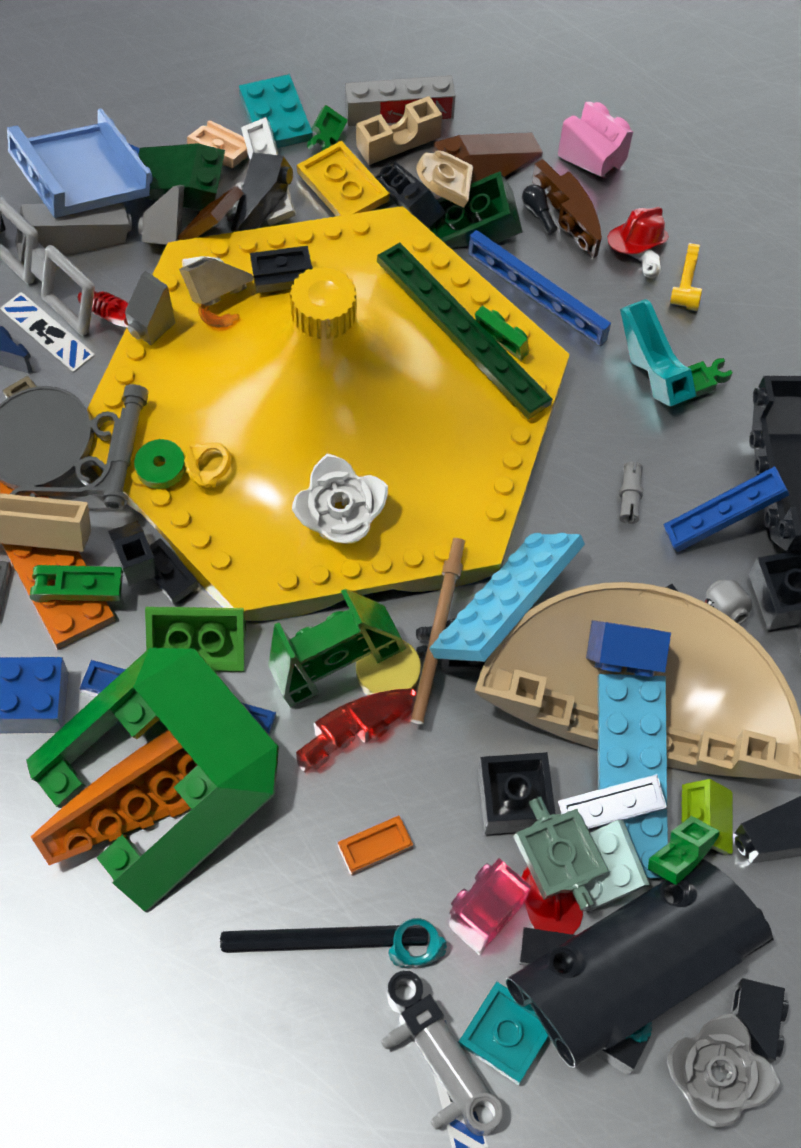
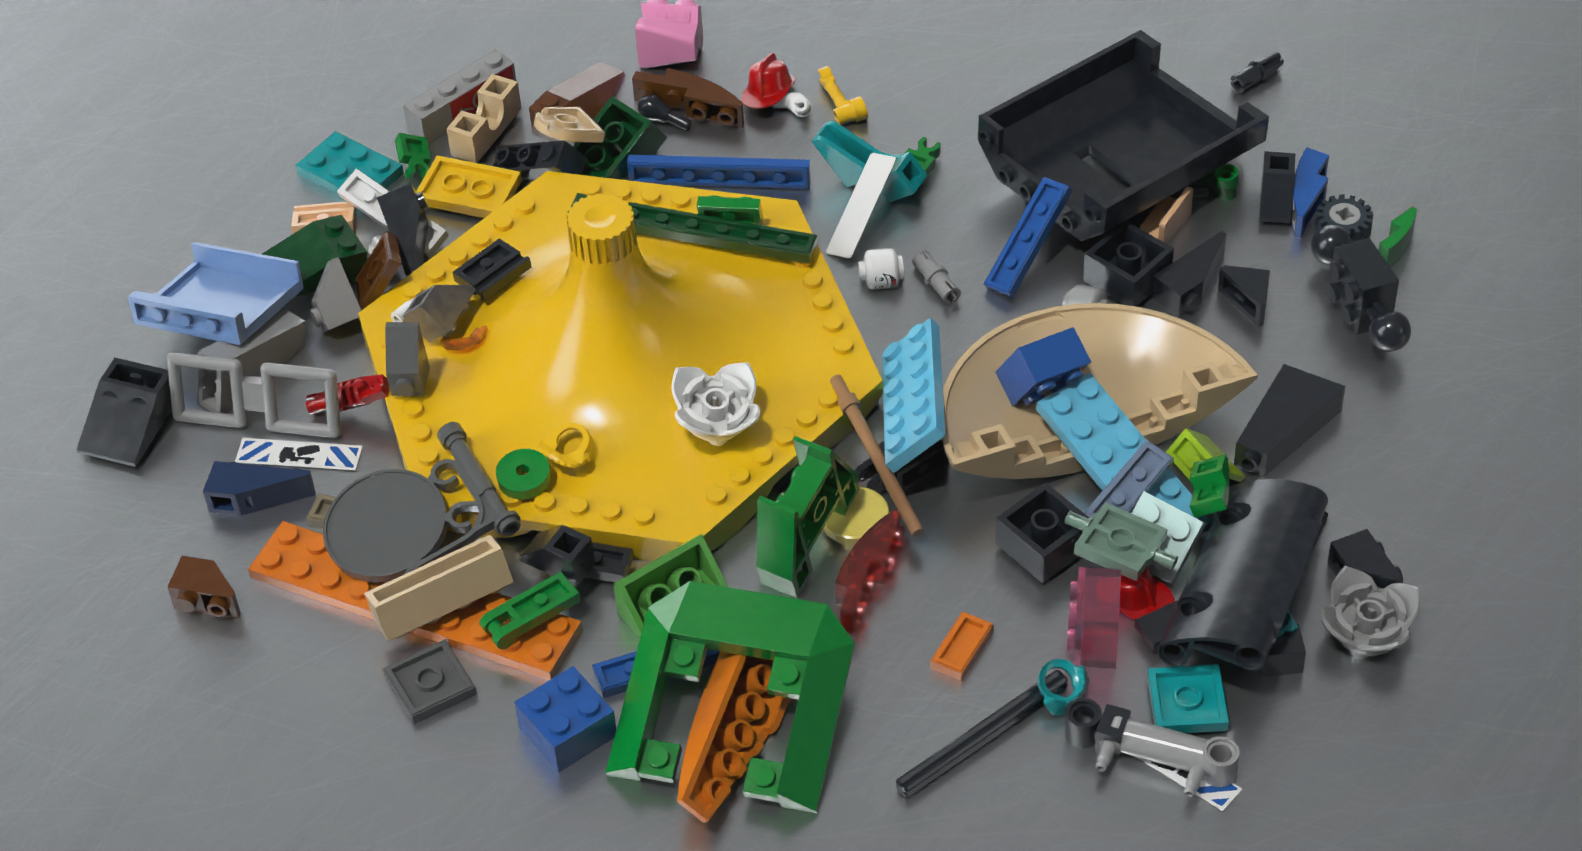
camera: 30 degrees left, 15 degrees down
(592, 457) = (881, 269): none -> white head
(619, 389) = (860, 205): none -> white sticker

